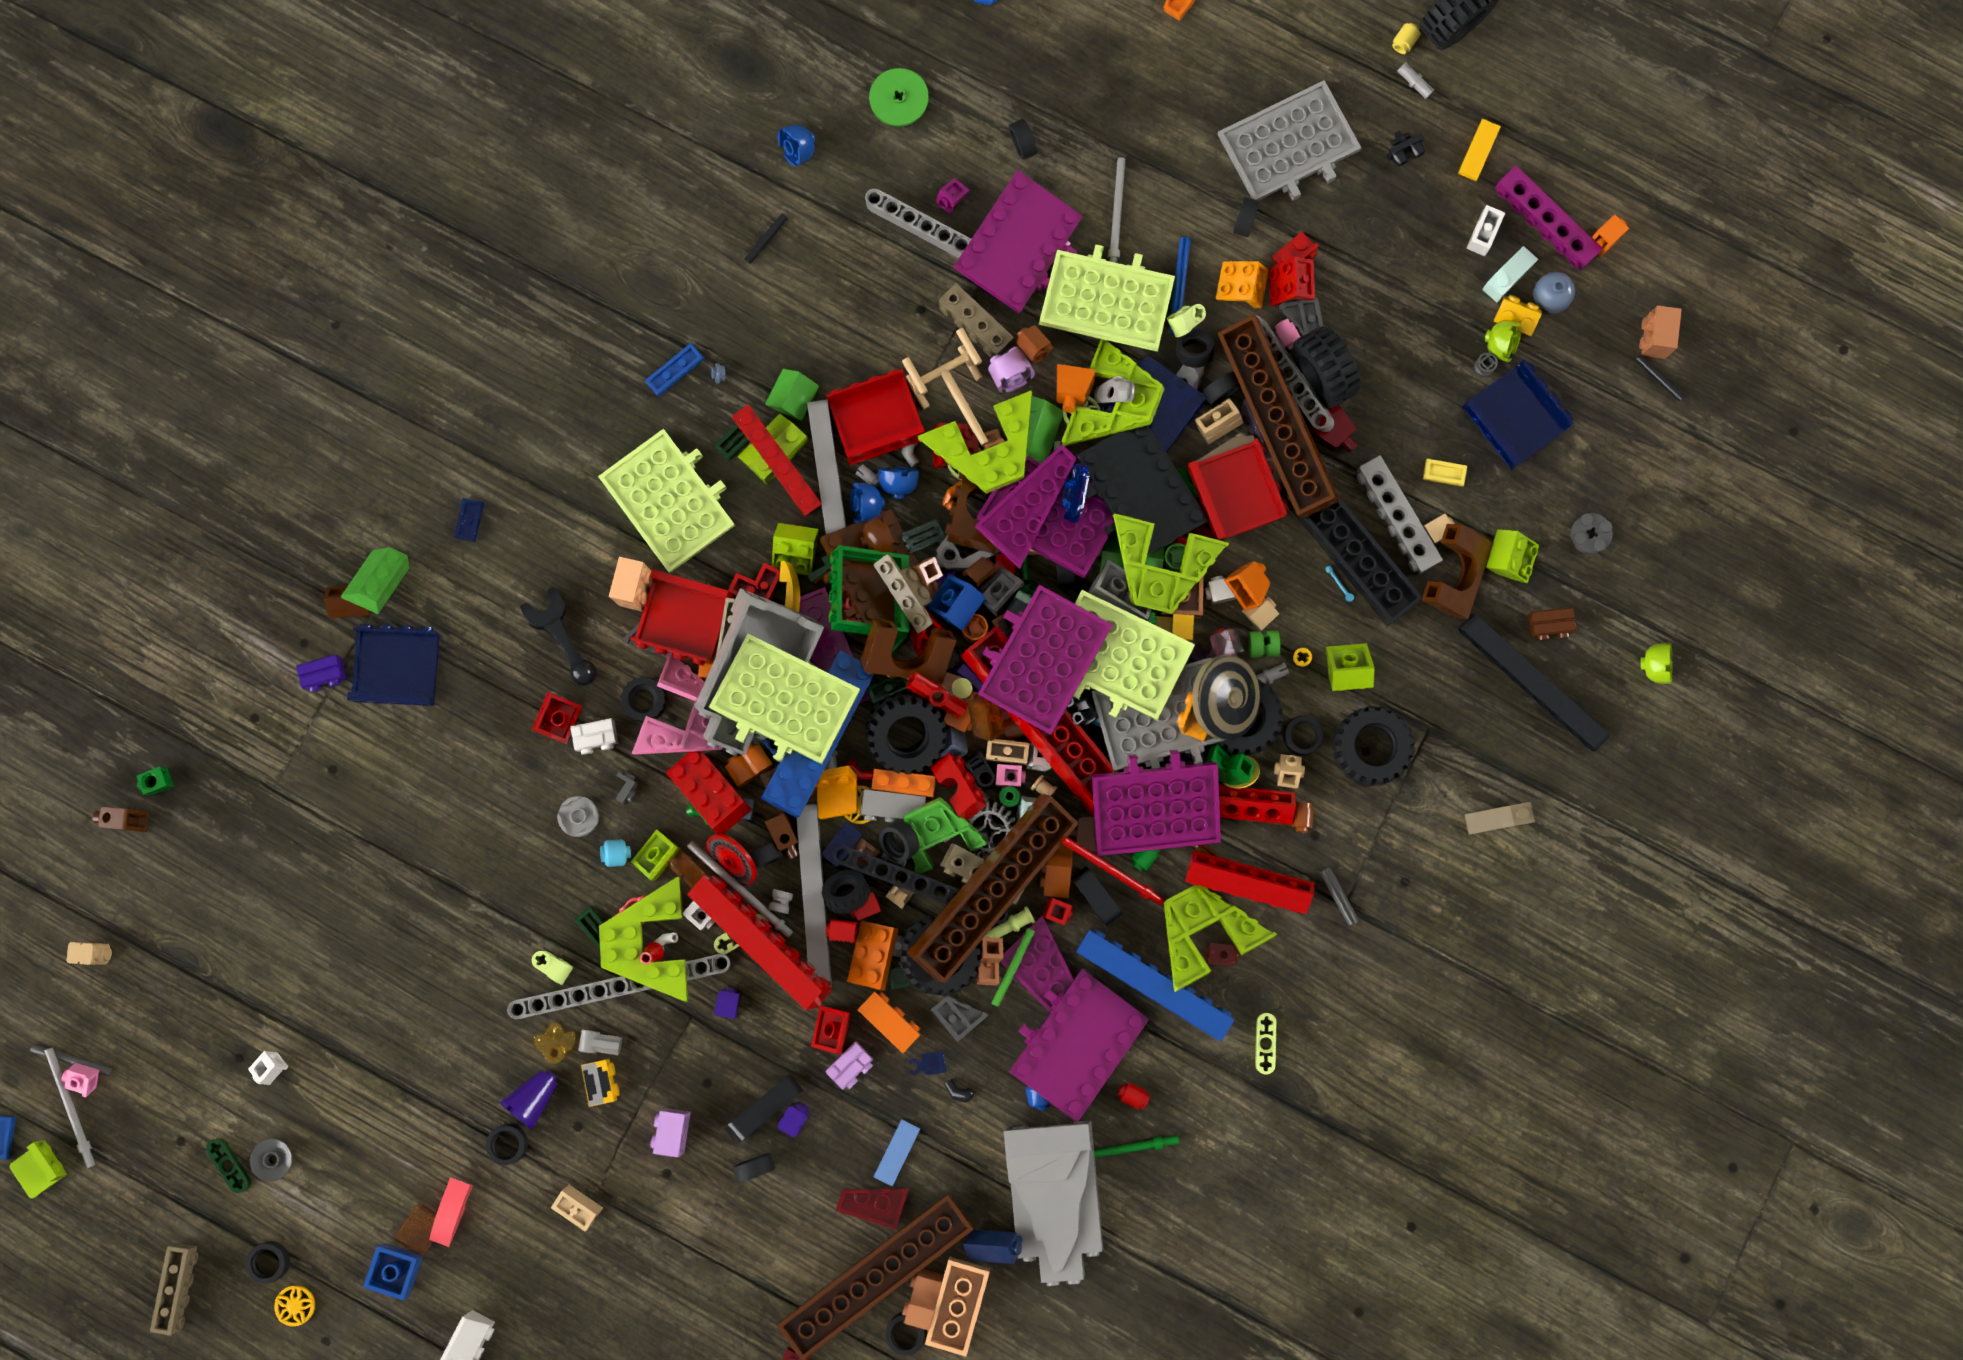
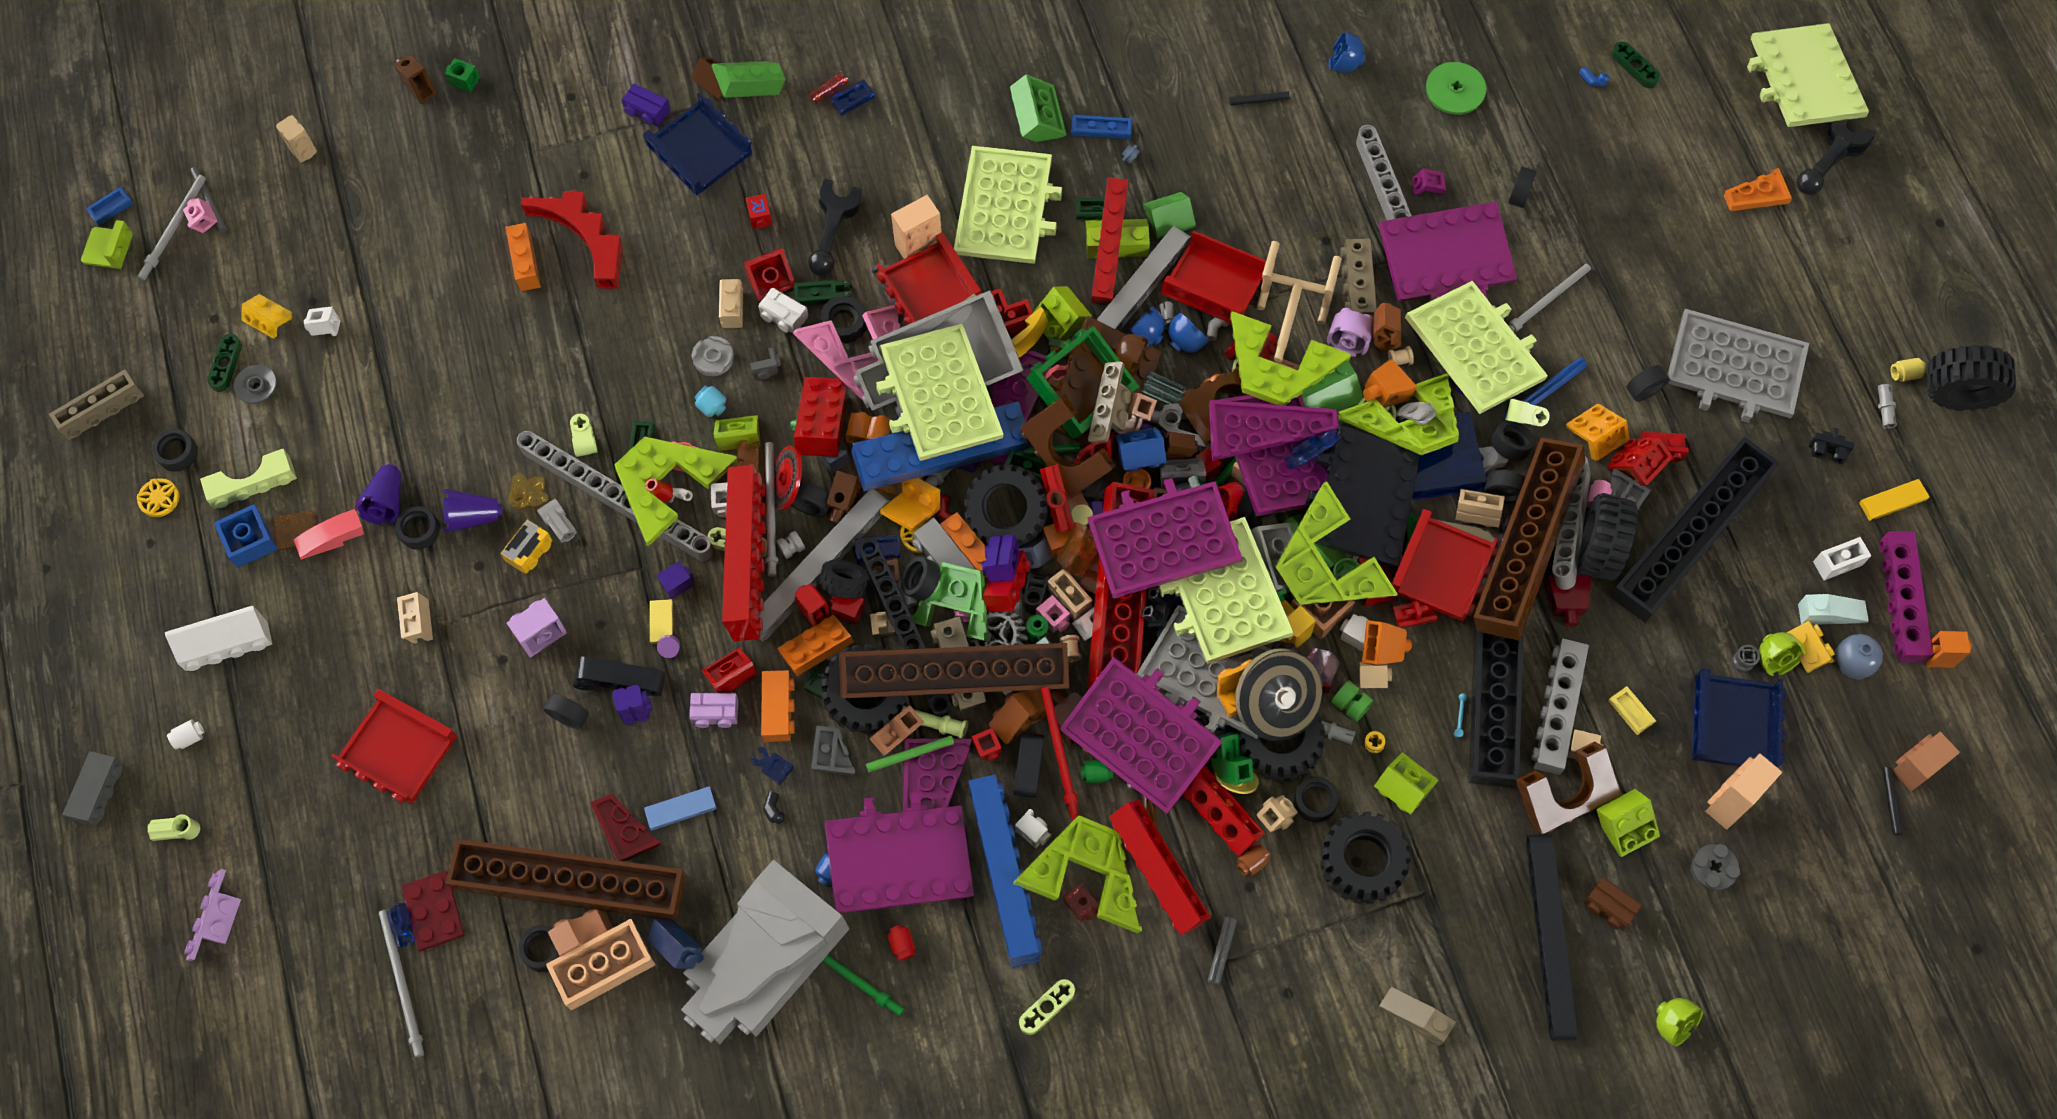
camera: 40 degrees right, 15 degrees down
(217, 1103) = (264, 315): none -> yellow bracket
(357, 1205) = (274, 471): none -> yellowish green arch
(358, 809) = (590, 227): none -> red arch
(361, 877) = (523, 257): none -> orange brick
(442, 529) = (828, 88): none -> clear red pin
(457, 1148) = (381, 497): none -> dark purple cone
(496, 676) = (759, 211): none -> red brick
(551, 766) = (731, 303): none -> tan brick
(605, 695) = (820, 291): none -> dark green hinge
(616, 401) = (1037, 109): none -> bright green slope
(662, 1306) = (396, 748): none -> red panel
(748, 1041) = (660, 619): none -> light yellow tile
(772, 1053) = (668, 646): none -> medium lavender tile
(942, 776) = (1001, 558): none -> dark purple brick
(1053, 581) = (1231, 497): none -> red piece
(1059, 354) = (1401, 356): none -> tan bush
(1143, 936) = (1032, 829): none -> white brick
(1246, 543) = (1413, 614): none -> red hips
(1373, 299) = (1694, 530): none -> black brick
(1572, 470) = (1742, 790): none -> light nougat brick

